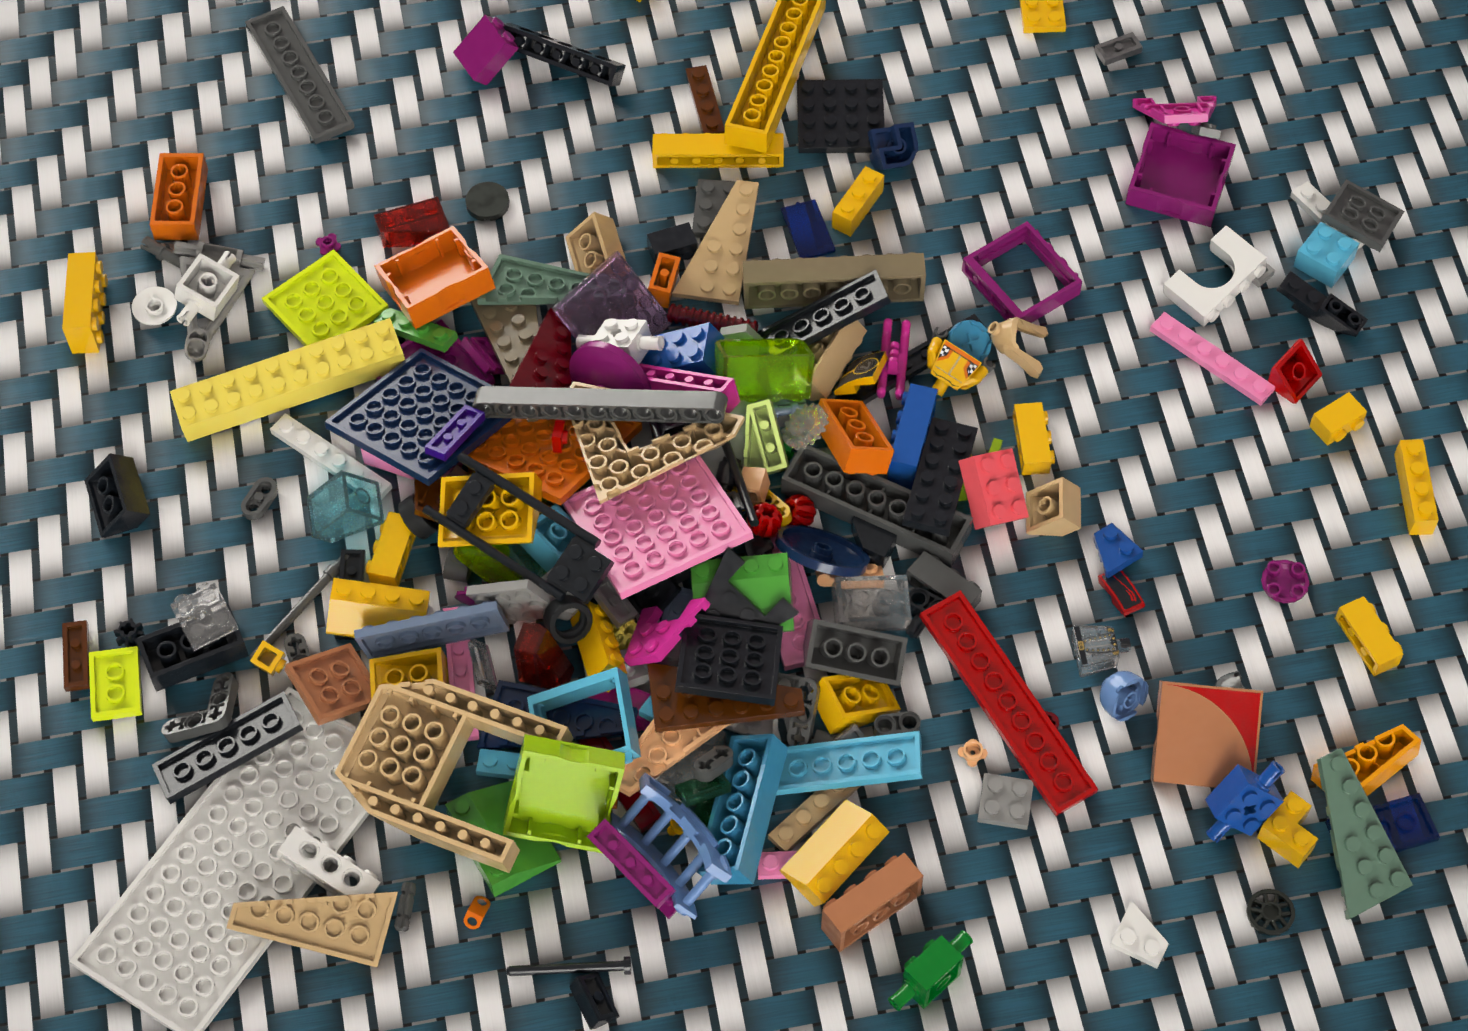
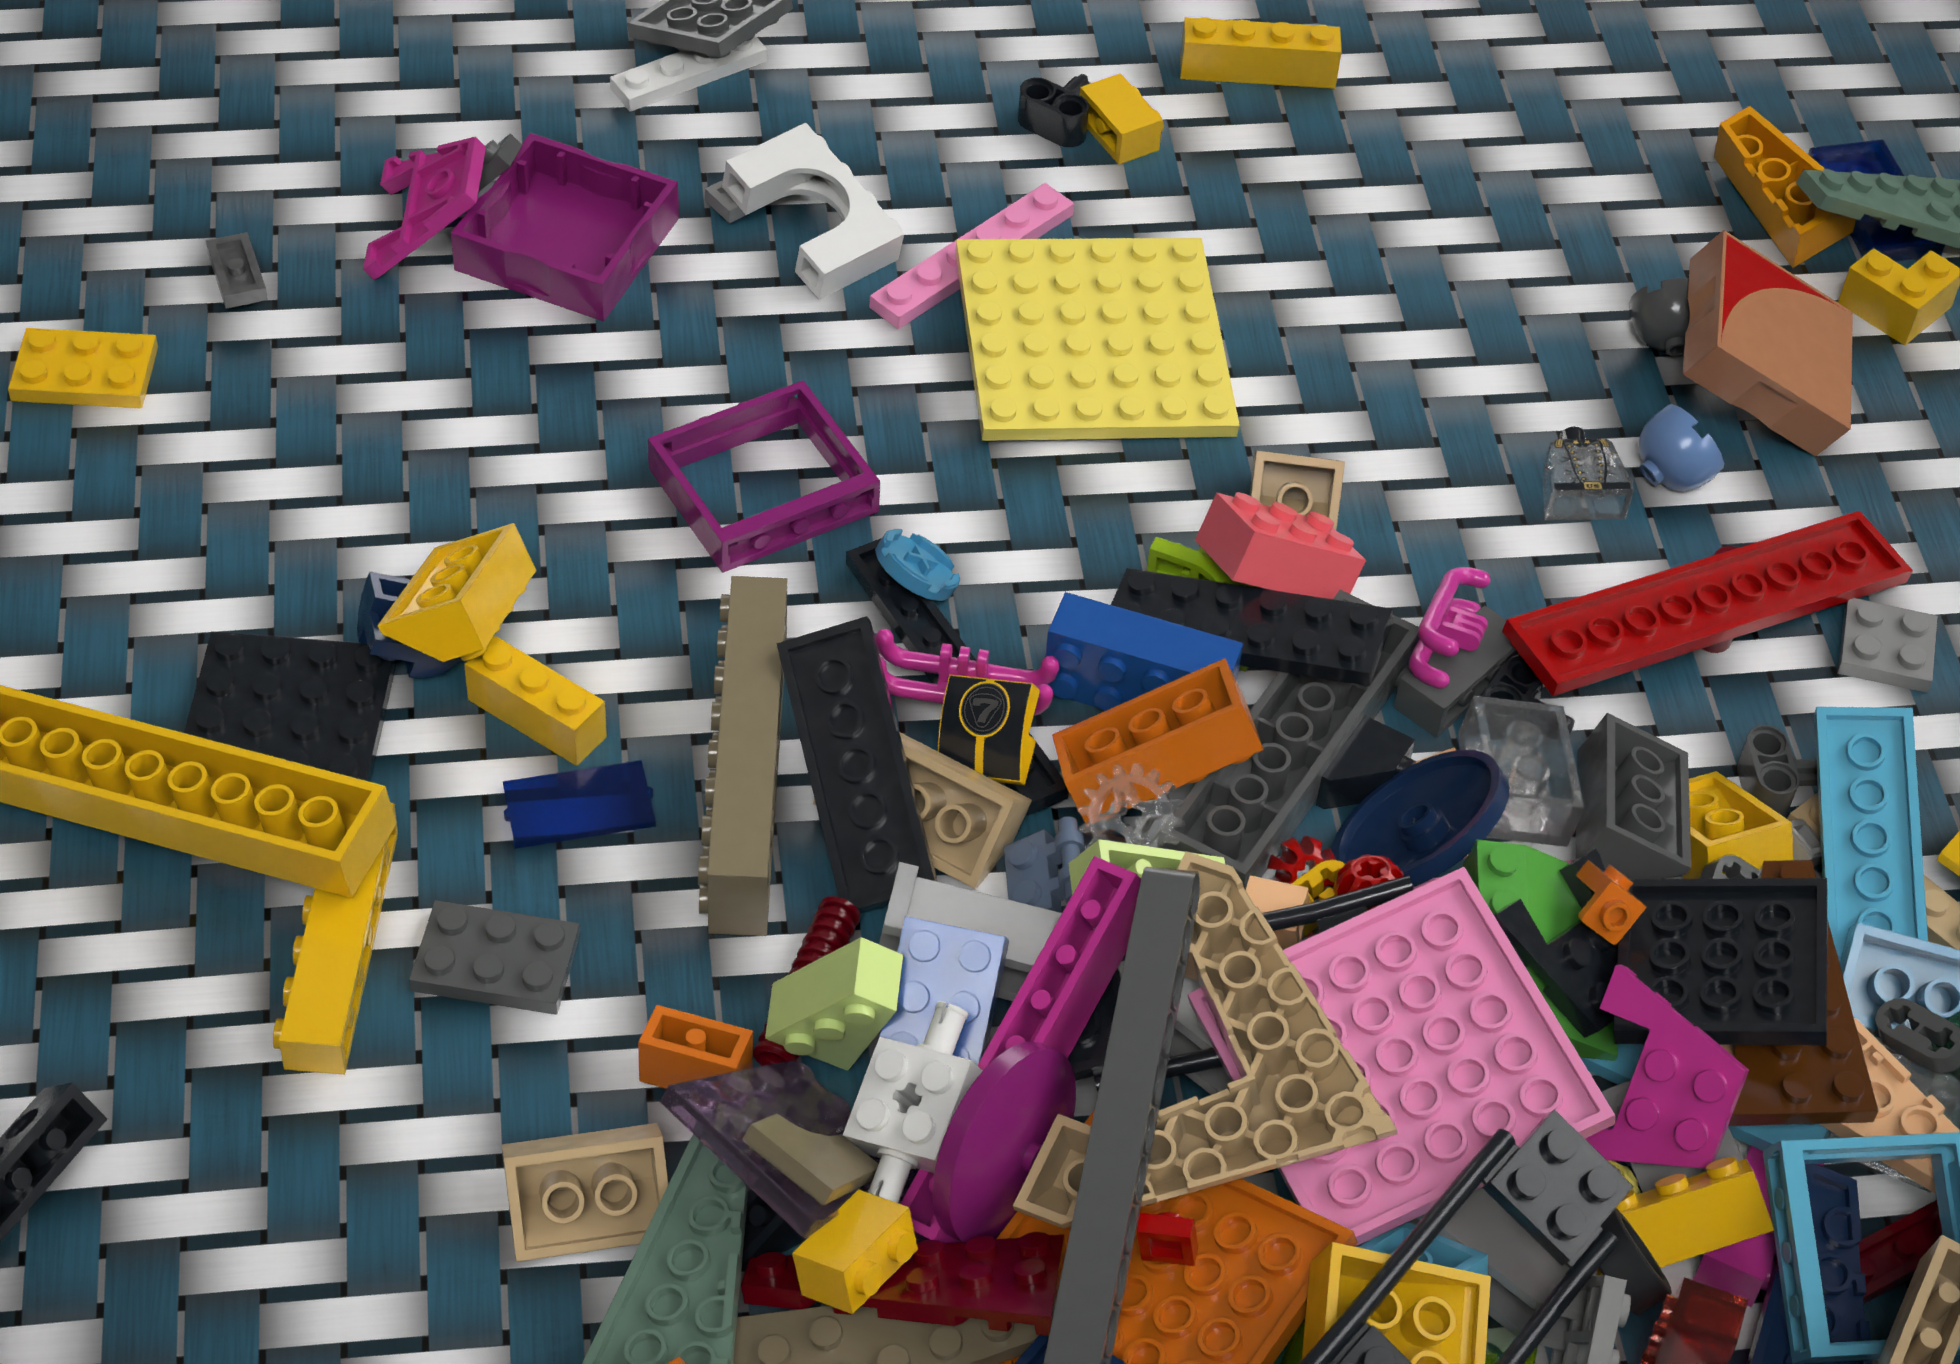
camera: 90 degrees left, 10 degrees down
(552, 331) = (855, 1251): none -> yellow brick
(588, 305) = (815, 1162): none -> dark tan tile
(673, 241) = (591, 1039): black brick -> none
(677, 314) = (836, 1003): none -> yellowish green wedge
(704, 100) = (182, 954): reddish brown plate -> none
(717, 265) = (615, 938): tan wing -> none
(760, 610) = (1612, 906): none -> orange bracket
(767, 368) = (997, 851): clear neon green windscreen -> none
(905, 158) = (461, 595): none -> yellow slope
(953, 365) = (972, 591): yellow torso -> none
(960, 566) = (1449, 625): none -> dark pink piece
(972, 745) = (1799, 675): light nougat plate -> none
(1004, 339) = (929, 491): tan piece -> none
(1033, 438) = (1137, 506): yellow brick -> none
(1115, 549) = (1378, 428): blue wing -> none
(1122, 592) = (1469, 428): slope -> none
(1154, 414) = (1094, 339): none -> light yellow plate
(1244, 800) = (1886, 314): blue brick -> none
(1285, 581) = (1434, 231): magenta dish -> none
(1295, 372) = (1016, 157): red slope -> none
(1323, 310) = (891, 102): black slope -> none
(1326, 254) = (780, 76): medium azure brick -> none
(1338, 386) = (1054, 110): none -> black beam
(1369, 636) = (1539, 152): yellow brick -> none

